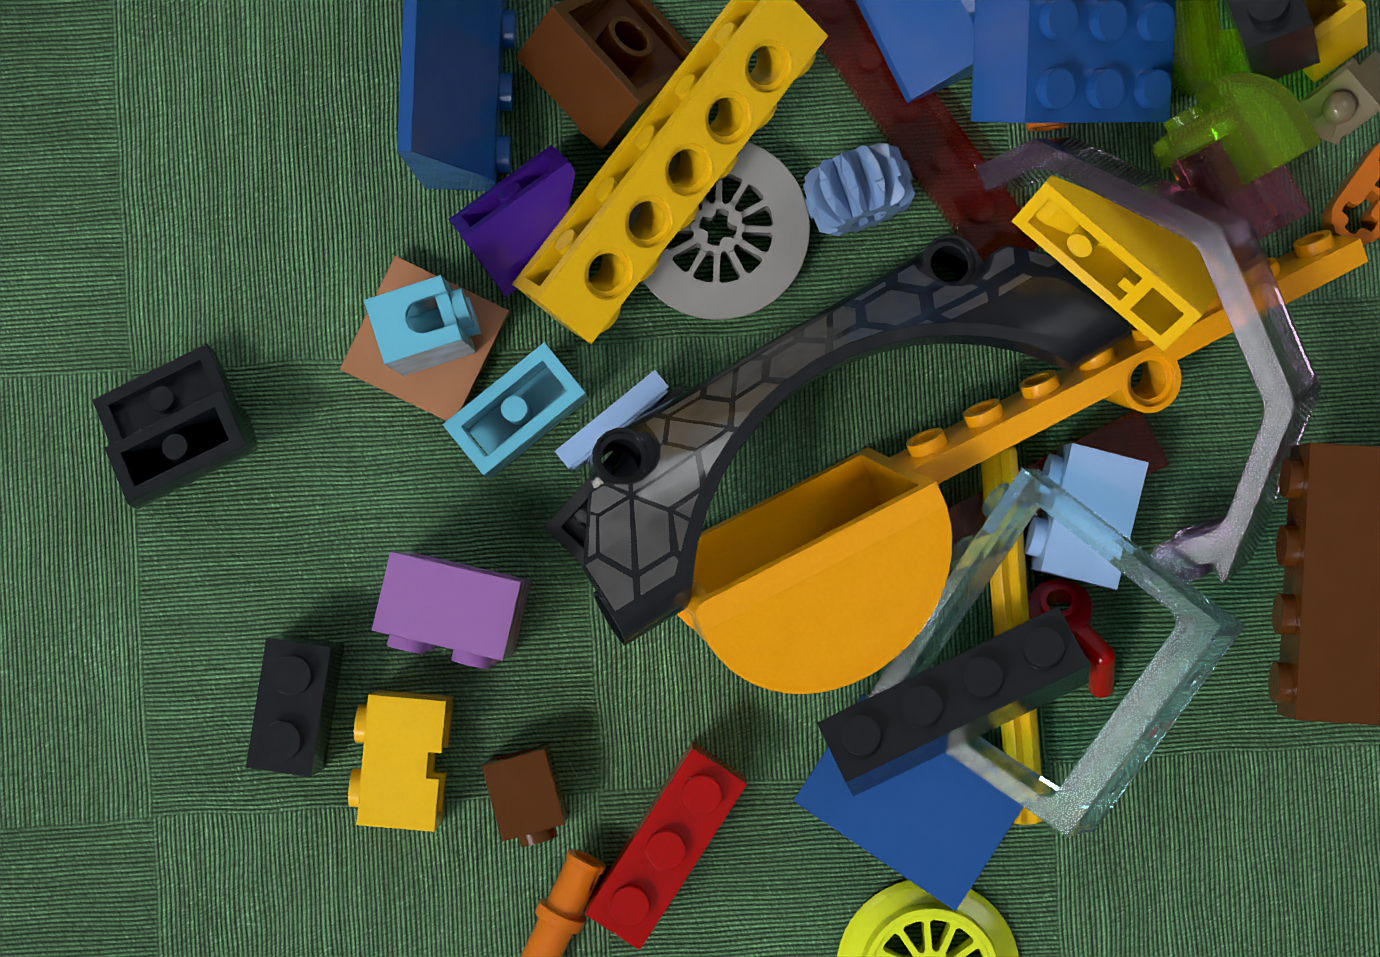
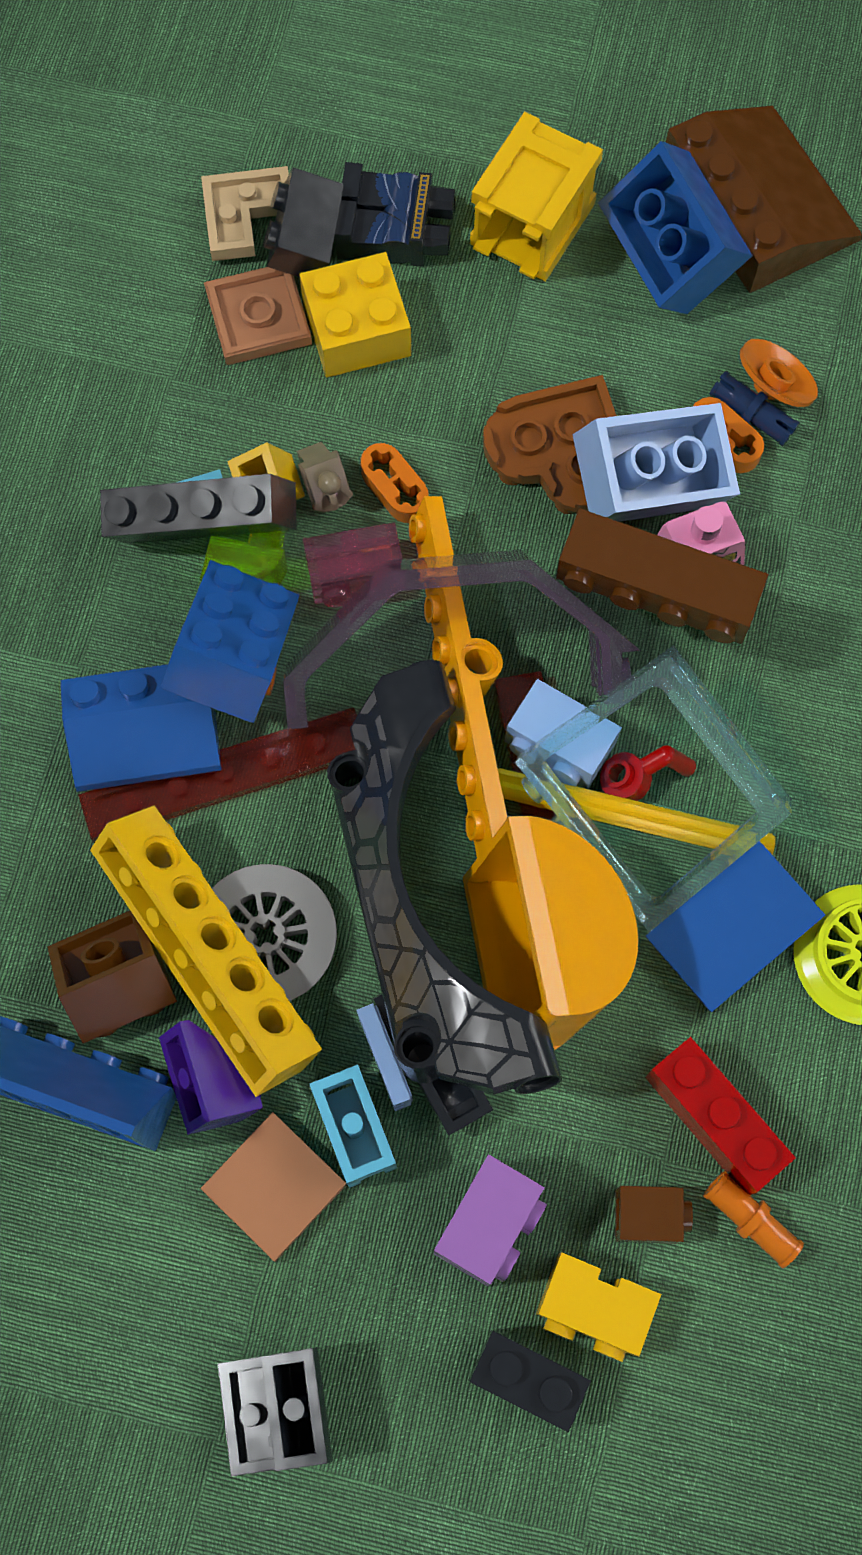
camera: 70 degrees left, 15 degrees down
(423, 325) = (265, 1171): medium azure brick -> none
(858, 189) = (272, 821): medium blue gear -> none
(956, 701) = (671, 864): black brick -> none
(1122, 257) = (389, 645): yellow slope -> none
(1252, 119) = (318, 538): clear neon green brick -> none

